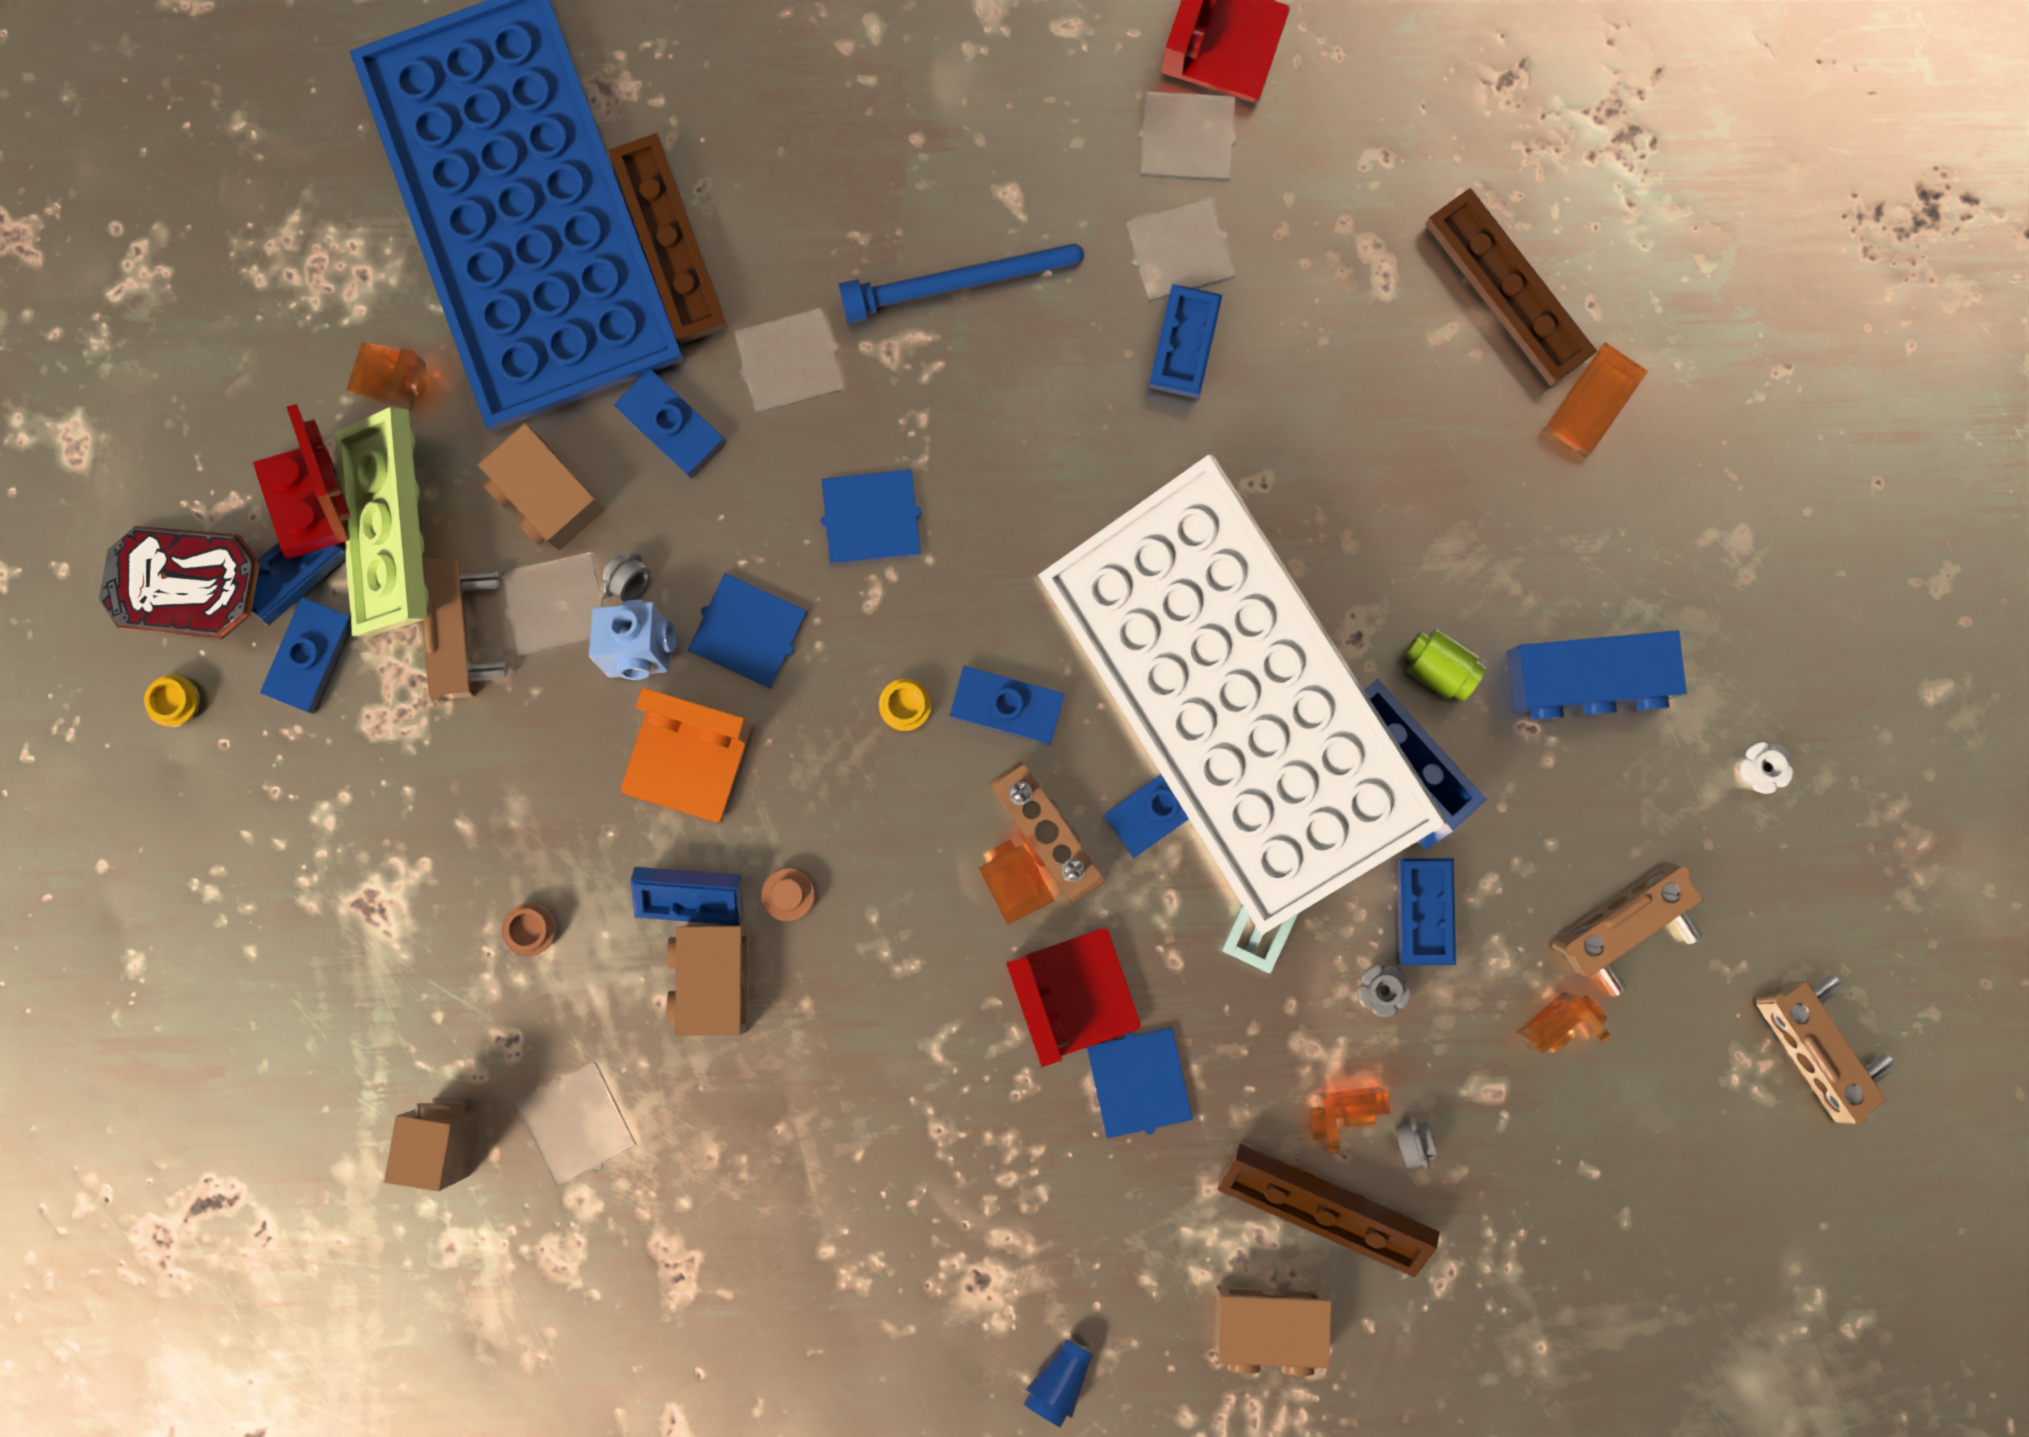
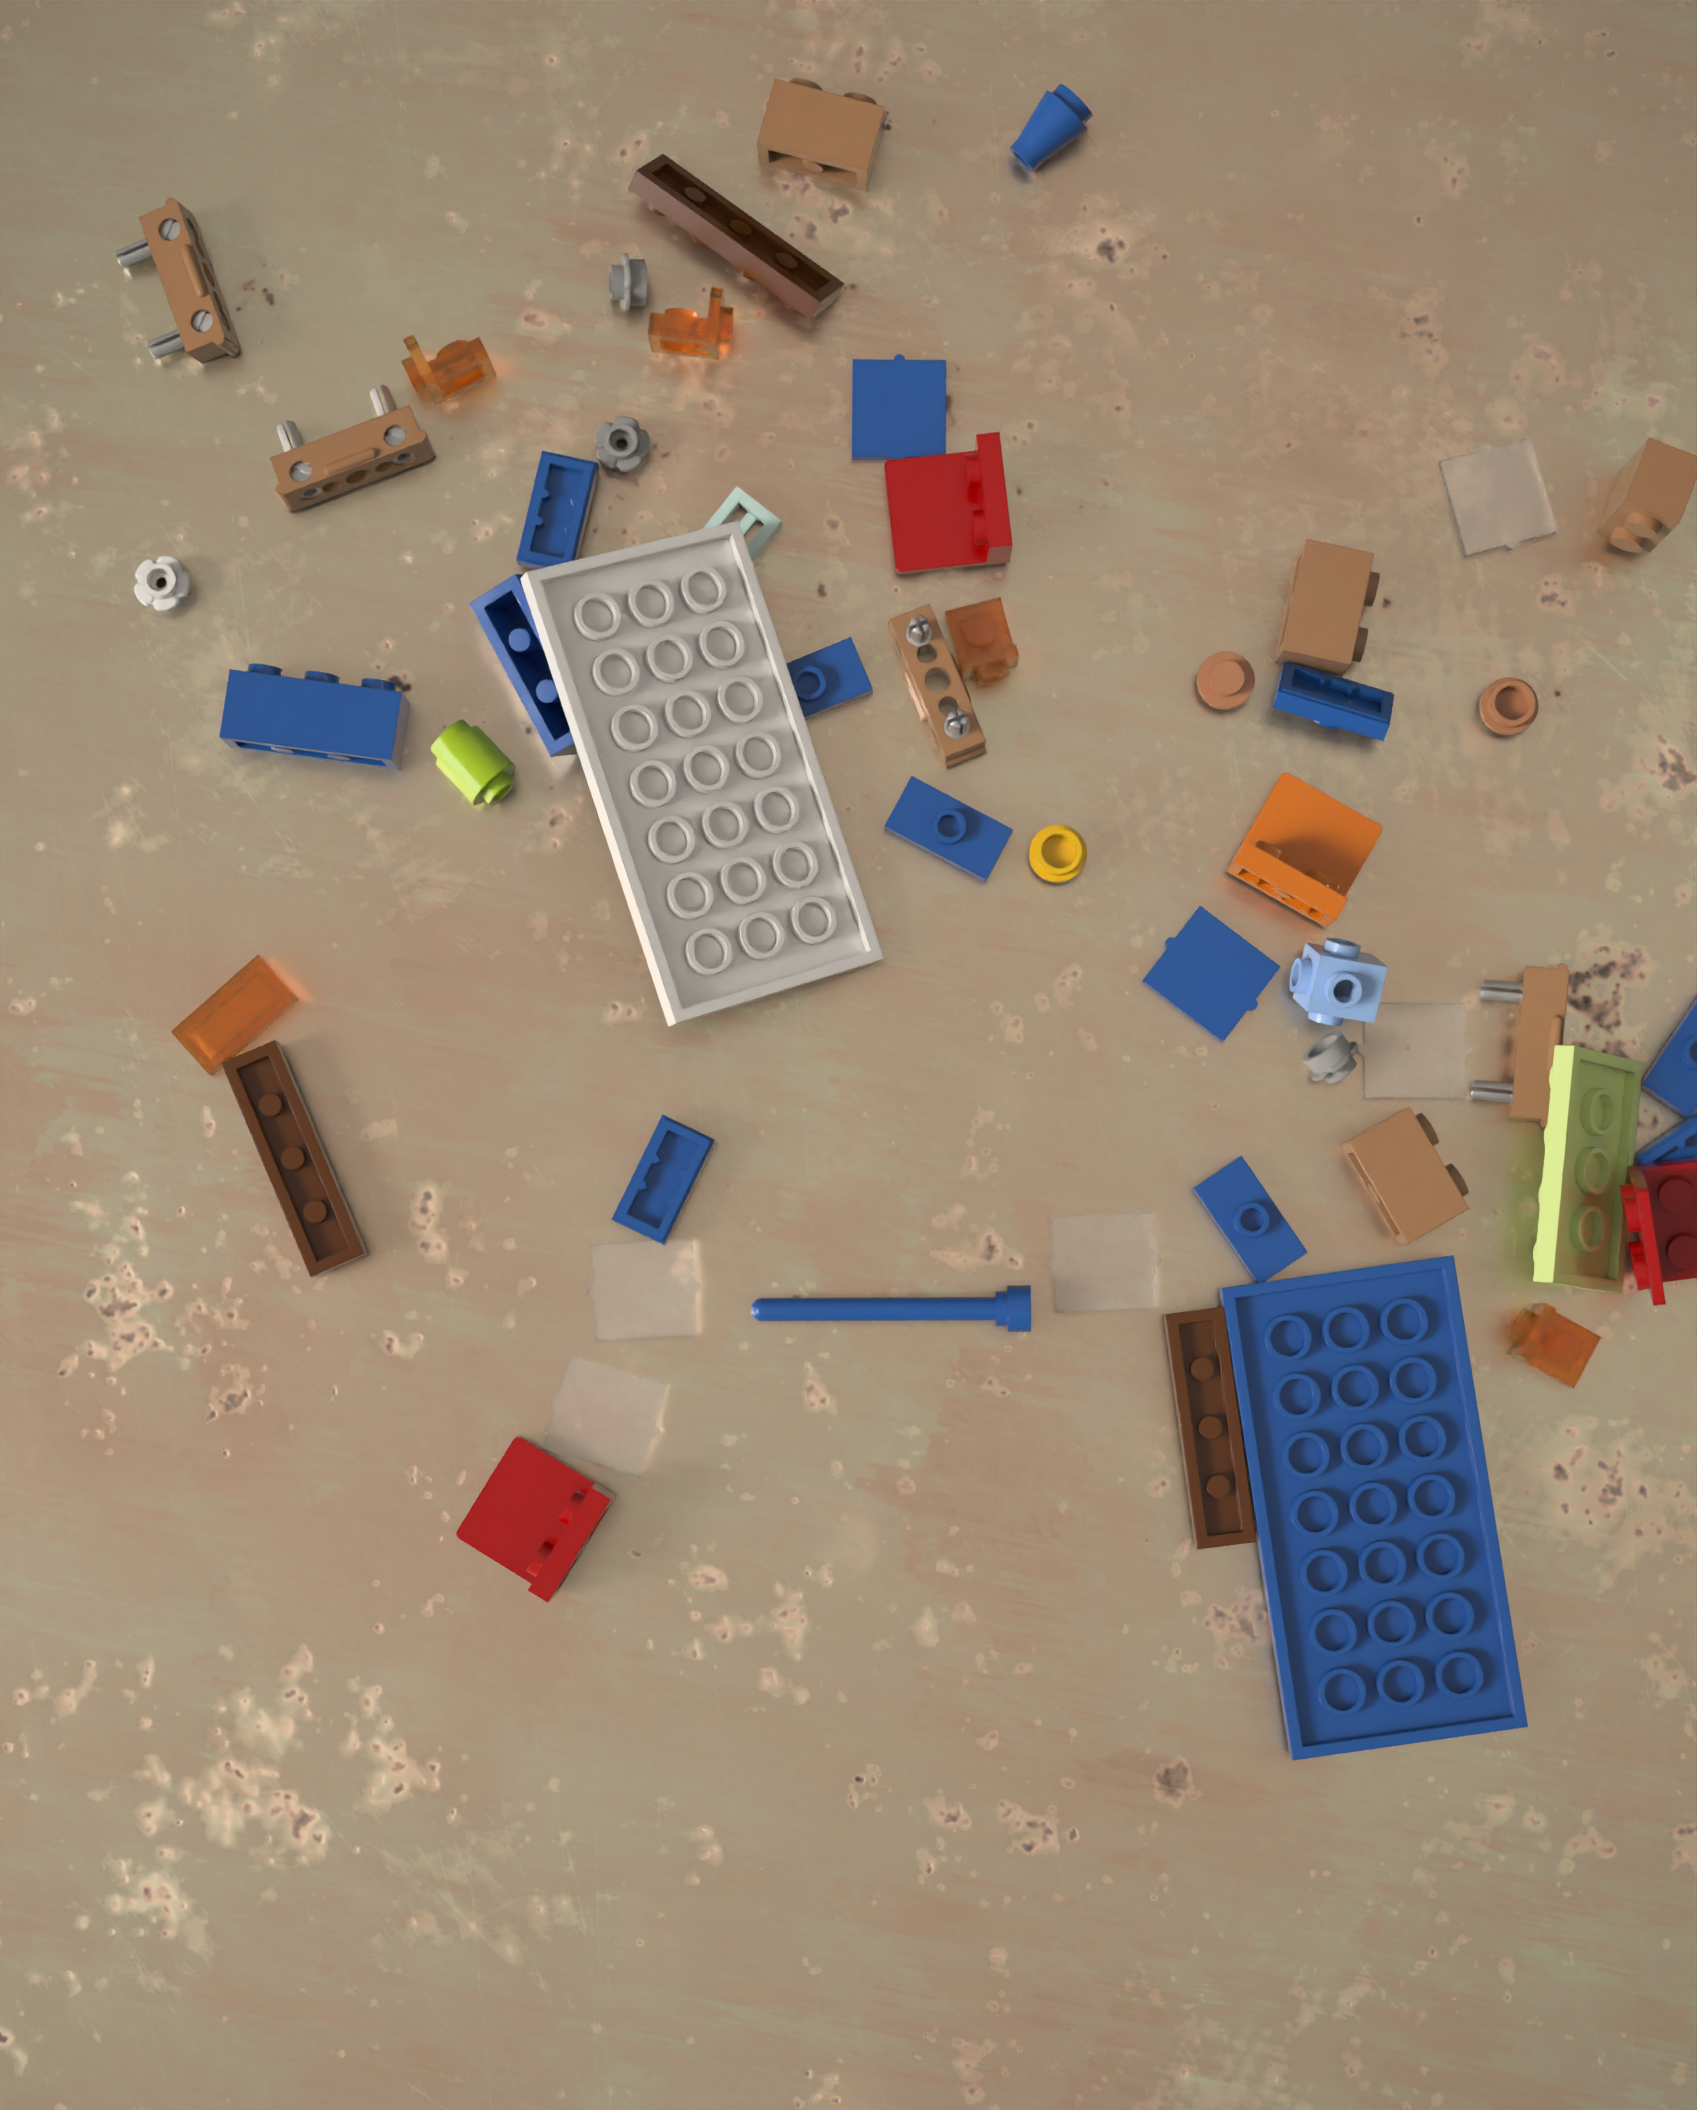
camera: 170 degrees left, 0 degrees up
(871, 517) = (1050, 1068): blue piece -> none

